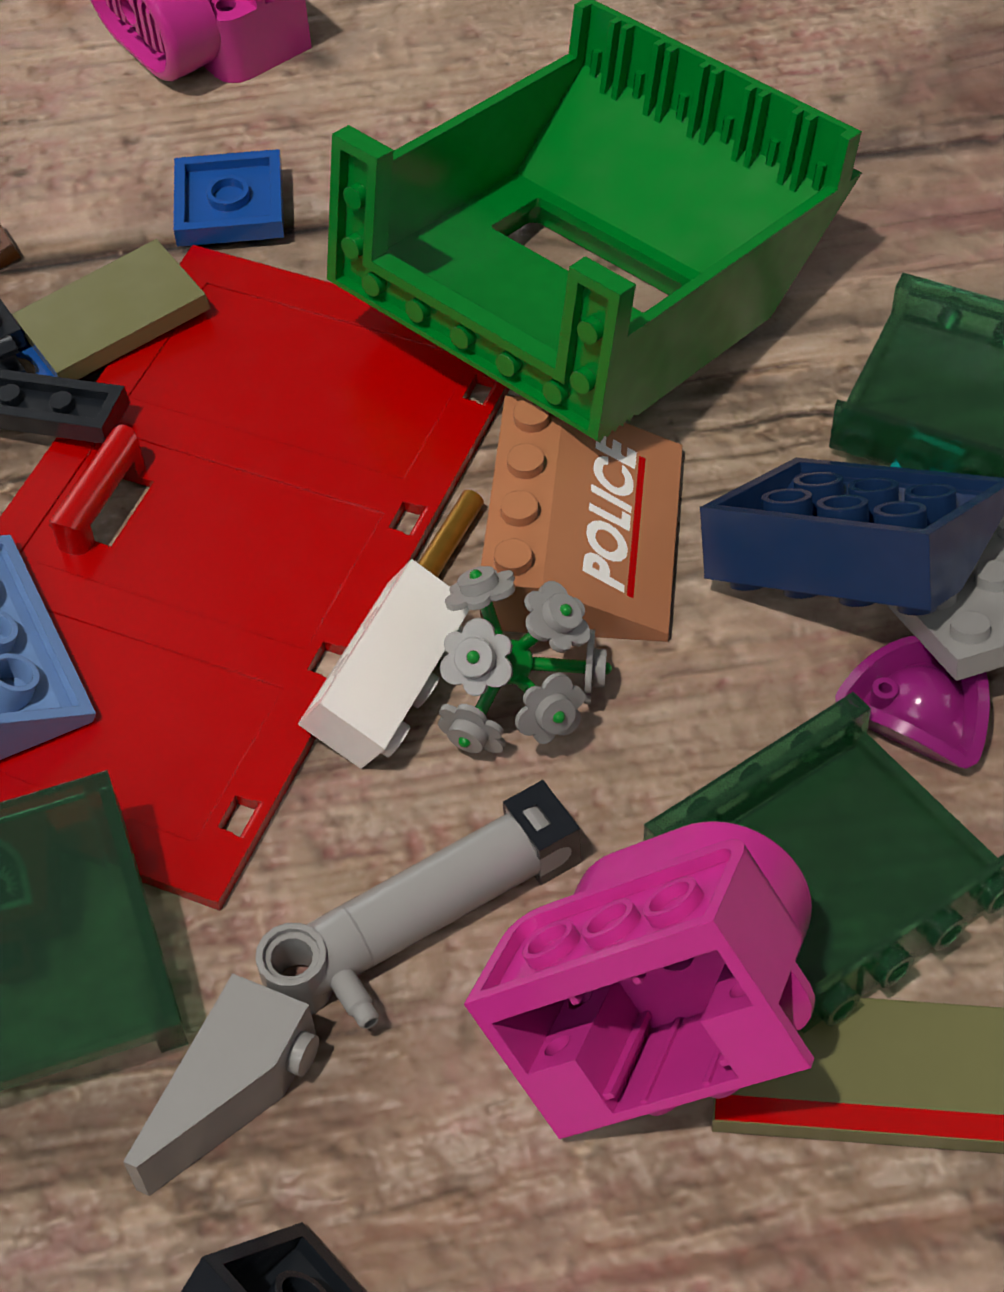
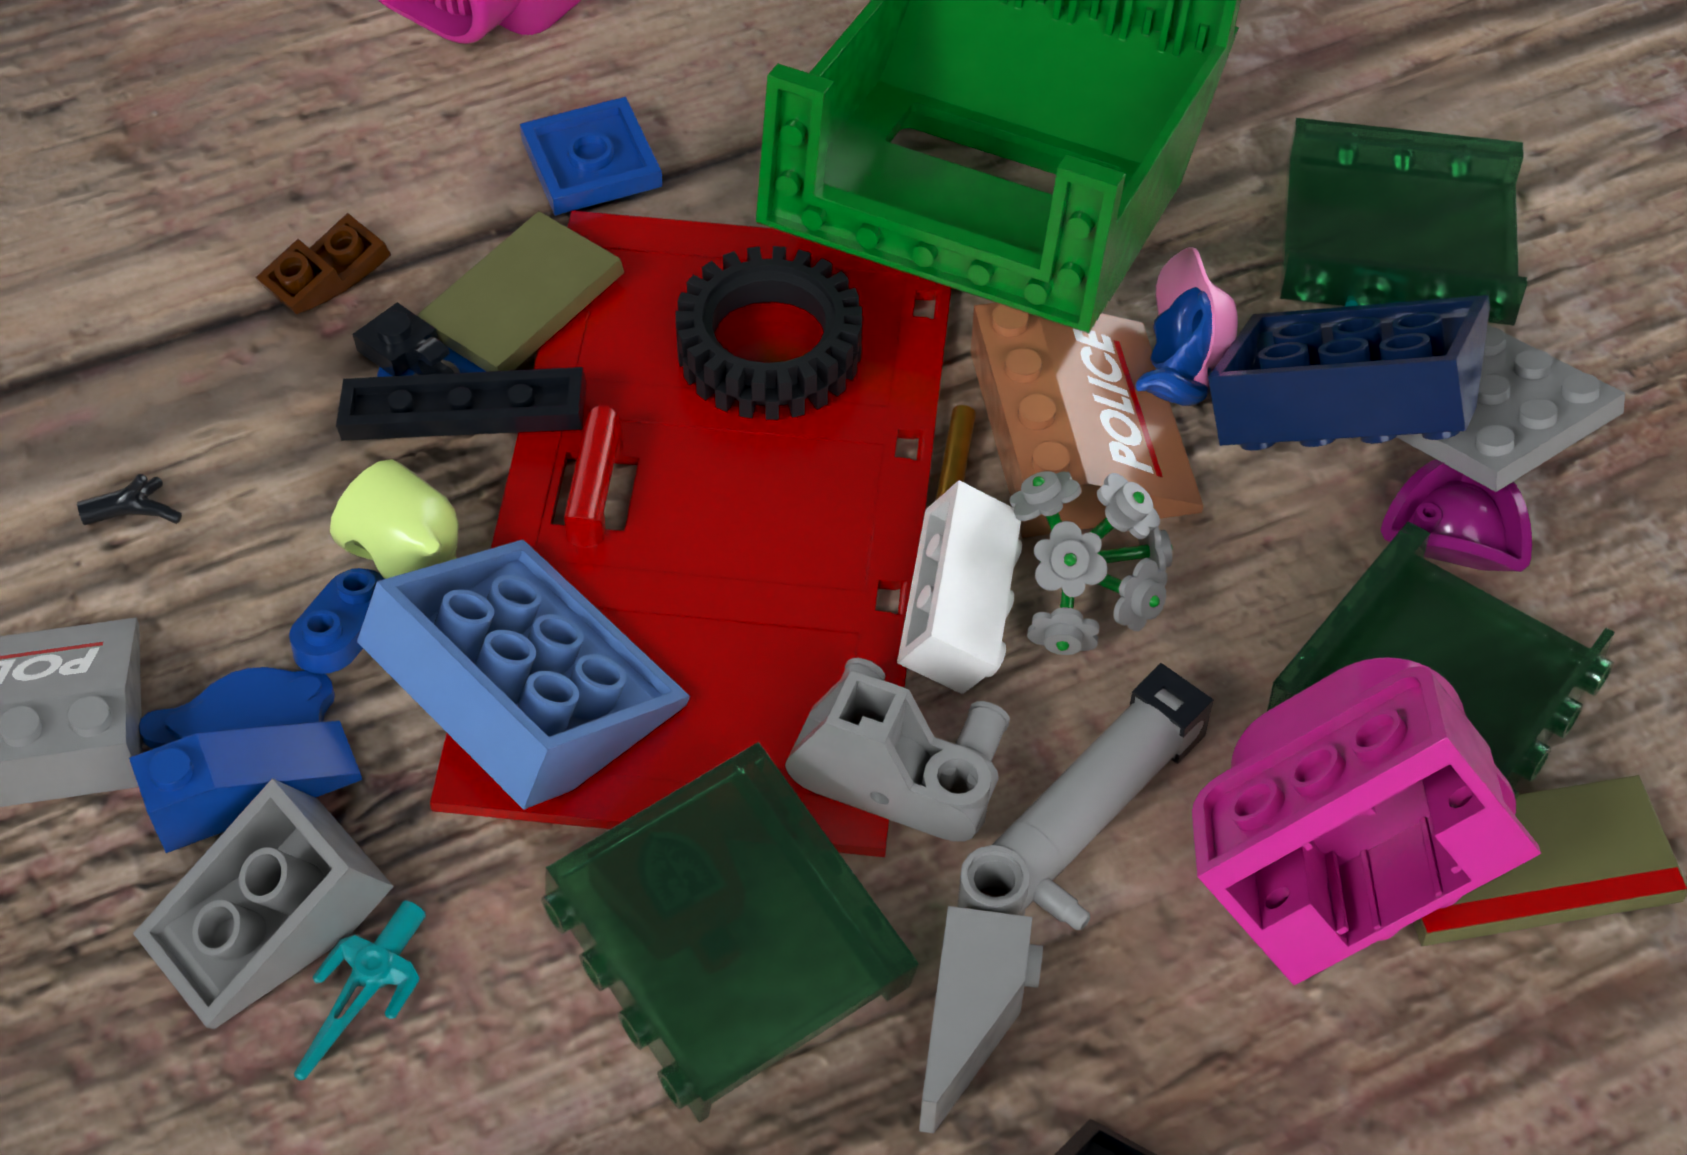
camera: 20 degrees left, 0 degrees up
(231, 811) = (879, 755): none -> light grey piece
(313, 434) = (772, 383): none -> black tyre
(722, 459) = (1191, 331): none -> hair

